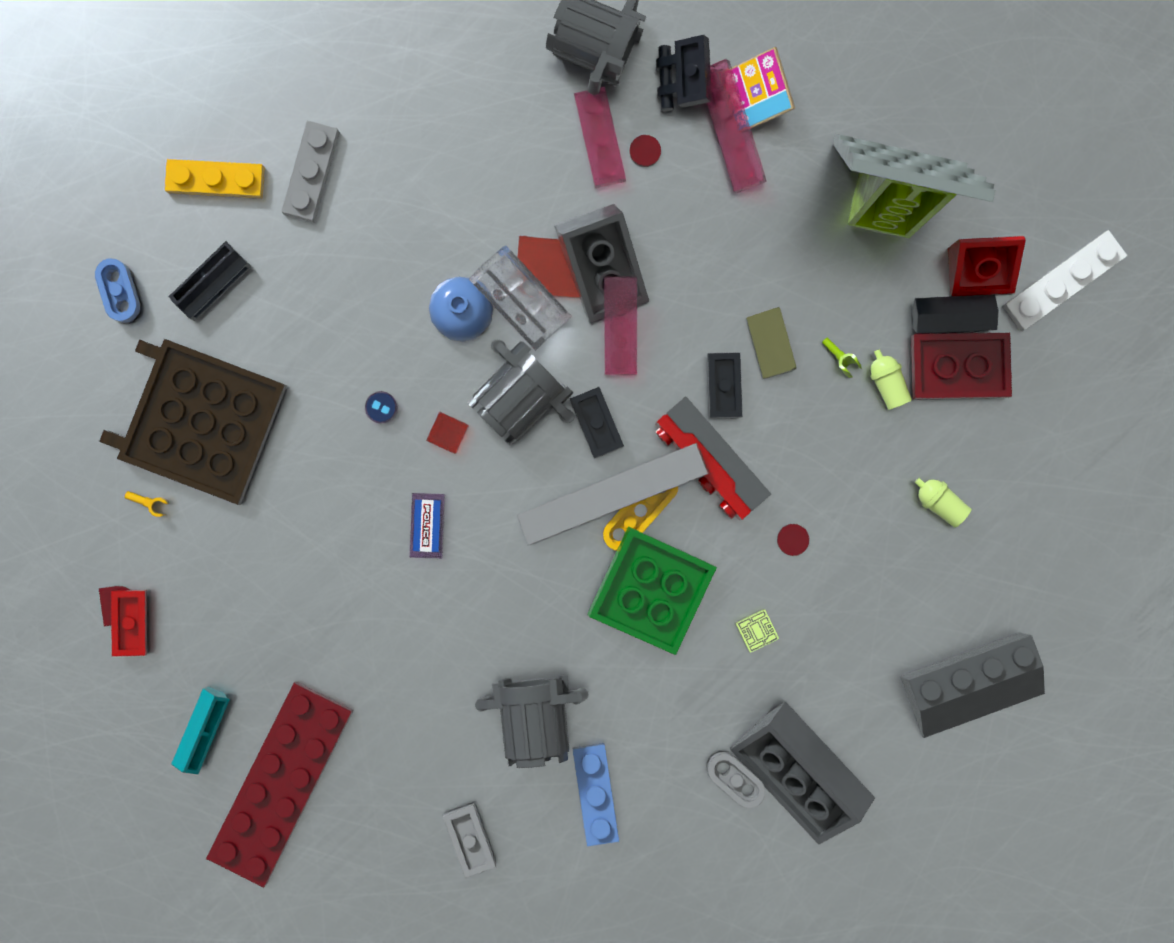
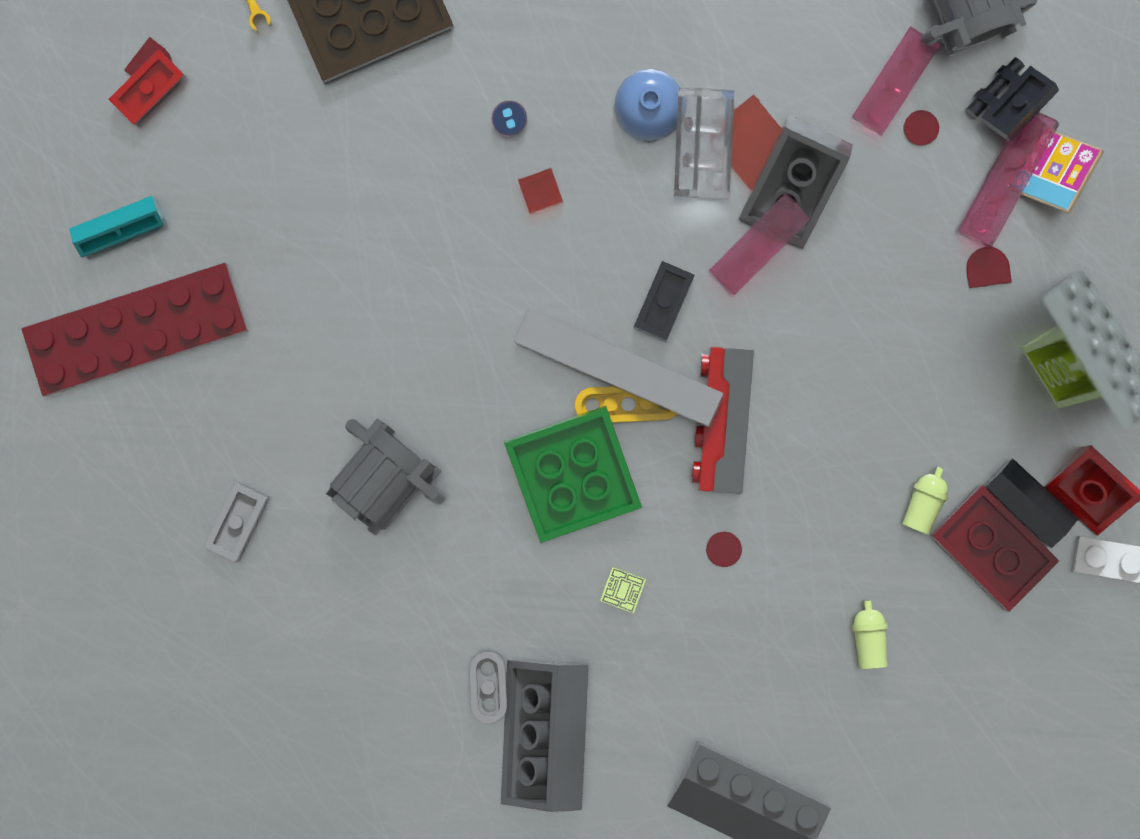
camera: 50 degrees right, 0 degrees up
(427, 525) = (451, 246): tile -> none
(519, 393) = (626, 217): dark grey container -> none
(595, 794) = (368, 587): medium blue plate -> none
(724, 385) = (793, 374): black plate -> none
(771, 343) = (864, 378): olive slope -> none
(776, 195) = (988, 268): none -> dark red piece
(844, 359) = (908, 449): lime hand -> none

